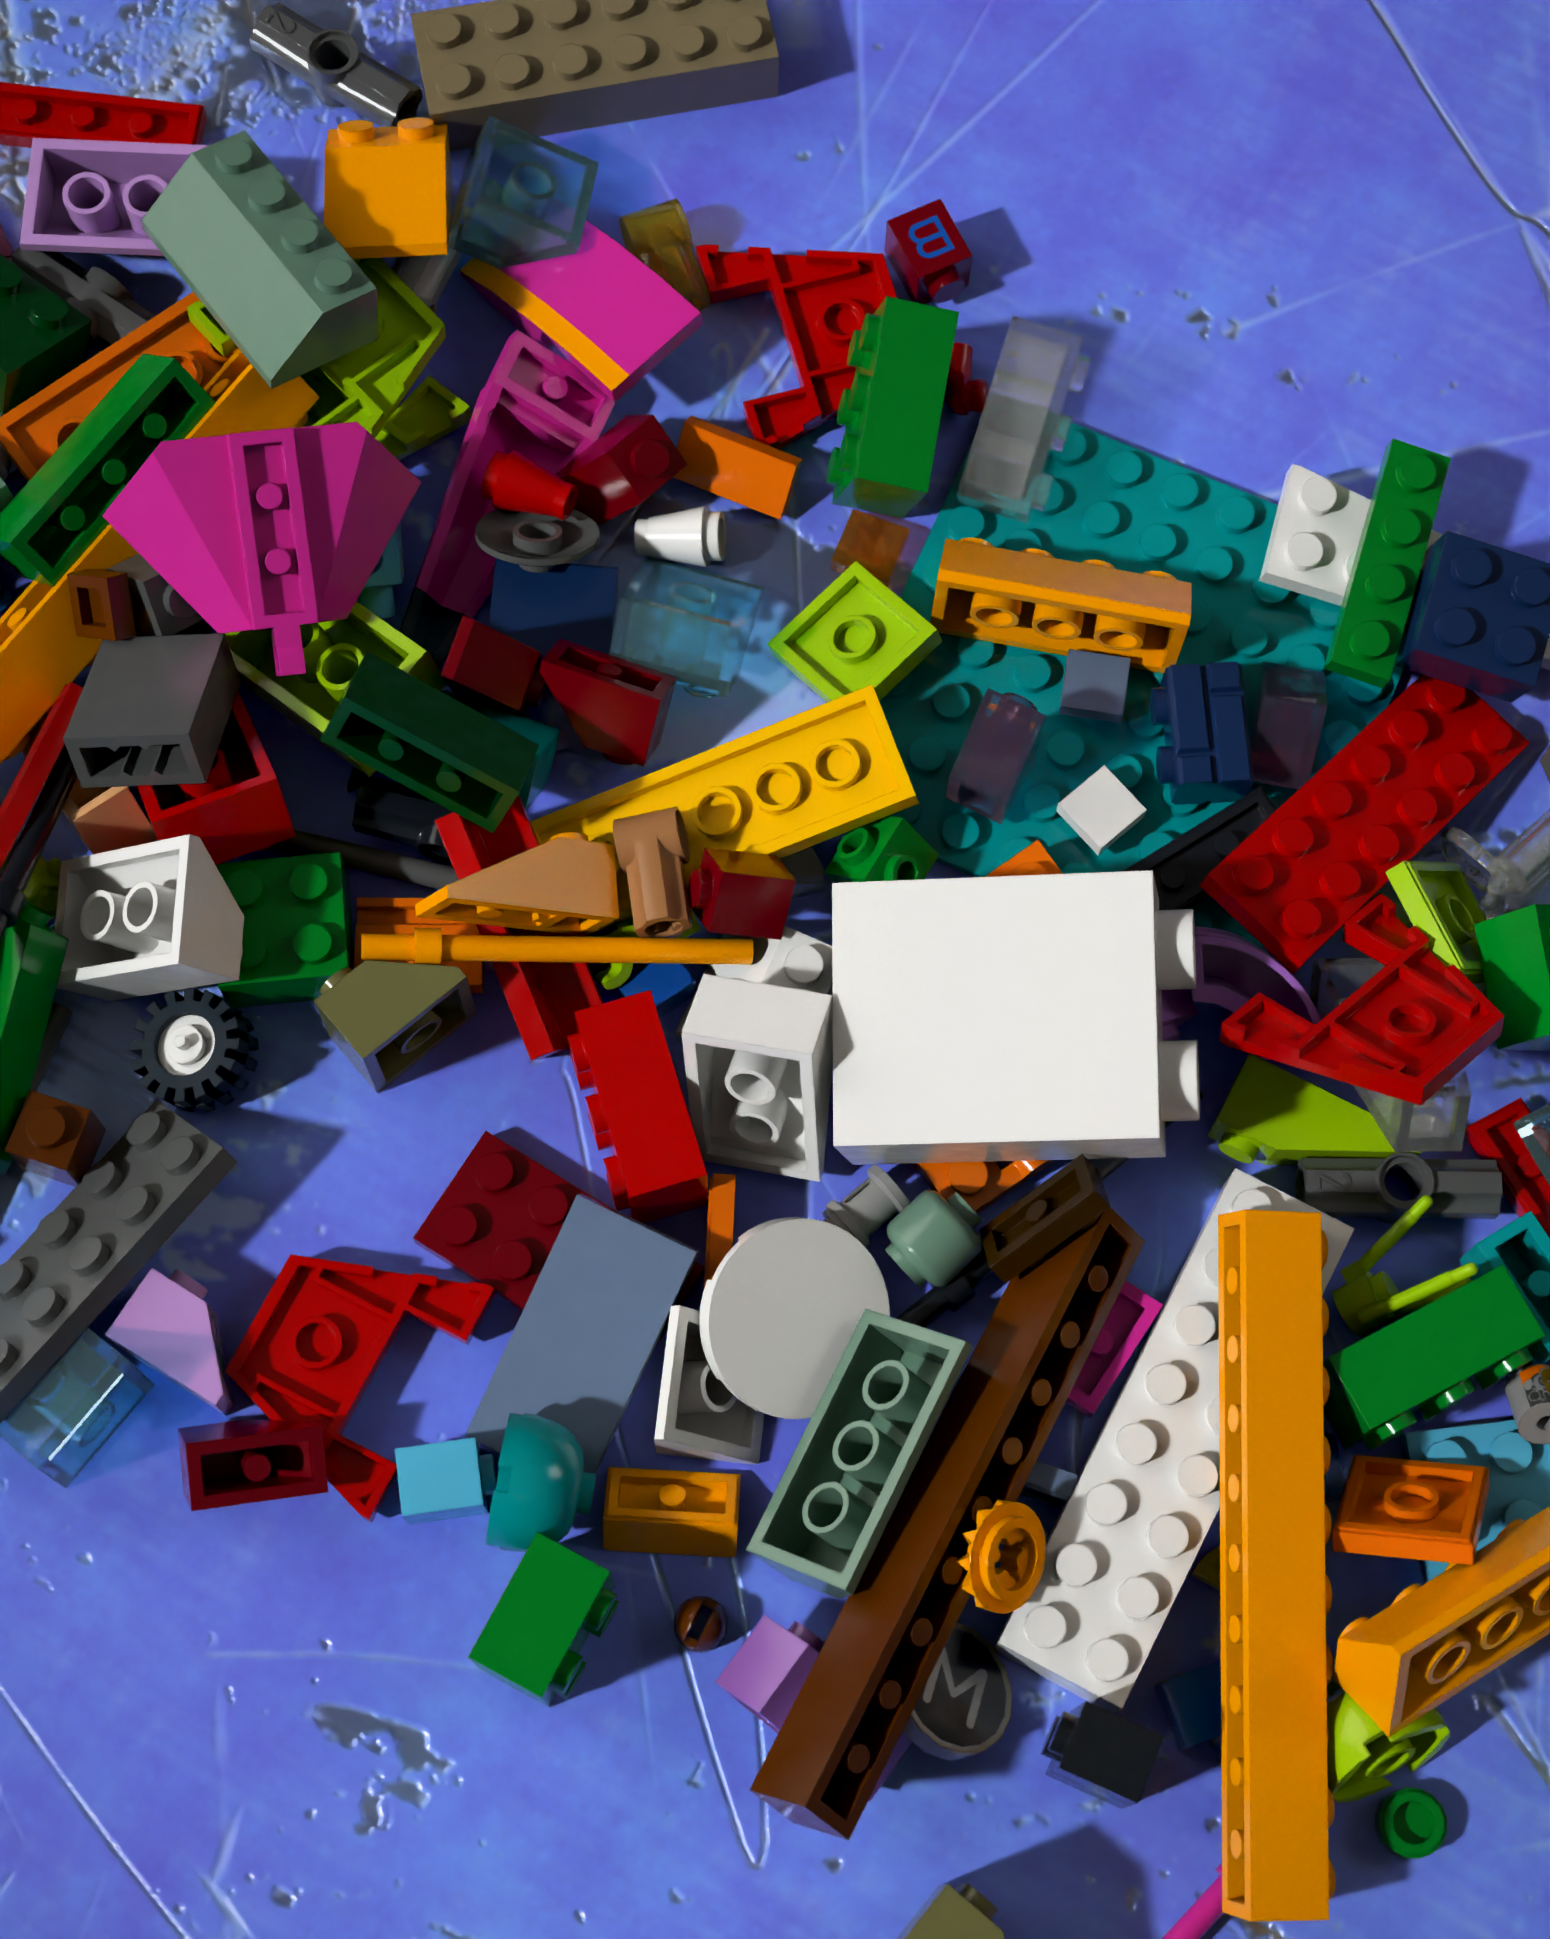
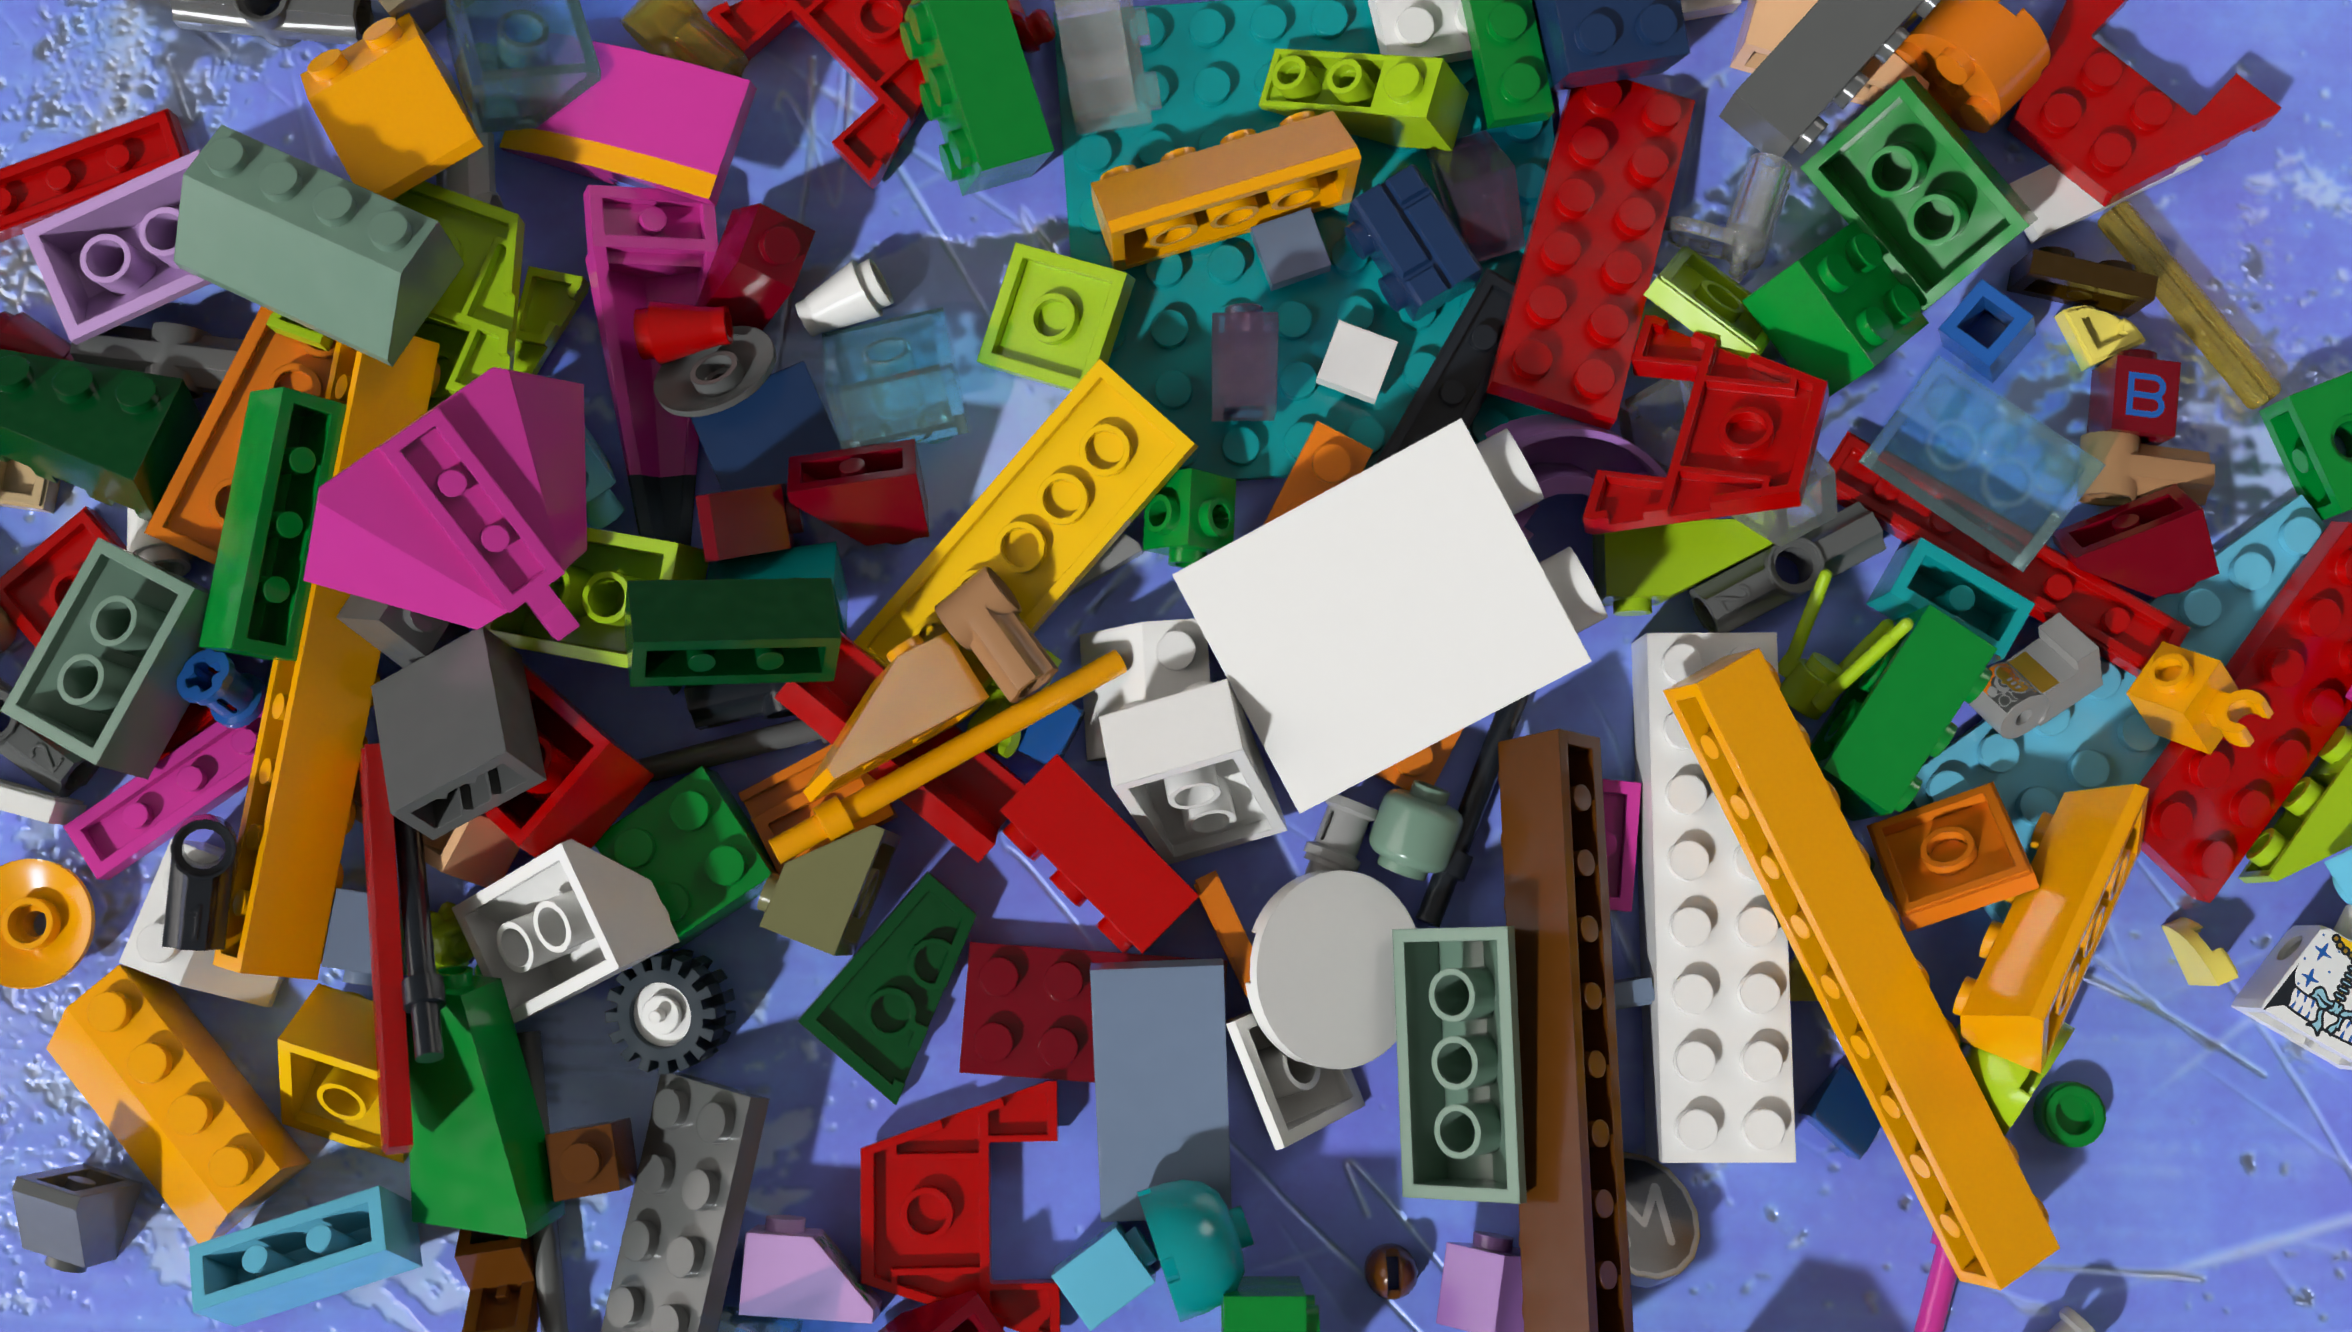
camera: 25 degrees left, 10 degrees up
(101, 604) = (351, 656): reddish brown plate -> none
(397, 1132) = (889, 989): none -> dark green wing
(671, 1512) = (1313, 1186): light orange slope -> none
(737, 467) = (859, 207): orange tile -> none
(741, 893) = (1086, 615): dark red brick -> none
(871, 543) = (1018, 217): clear orange tile -> none
(1020, 1560) = (1633, 1077): light orange gear -> none
(1044, 1219) = (1508, 769): dark brown plate -> none
(1101, 1754) = (1798, 1209): black brick -> none
(1237, 592) = (1373, 95): none -> lime slope

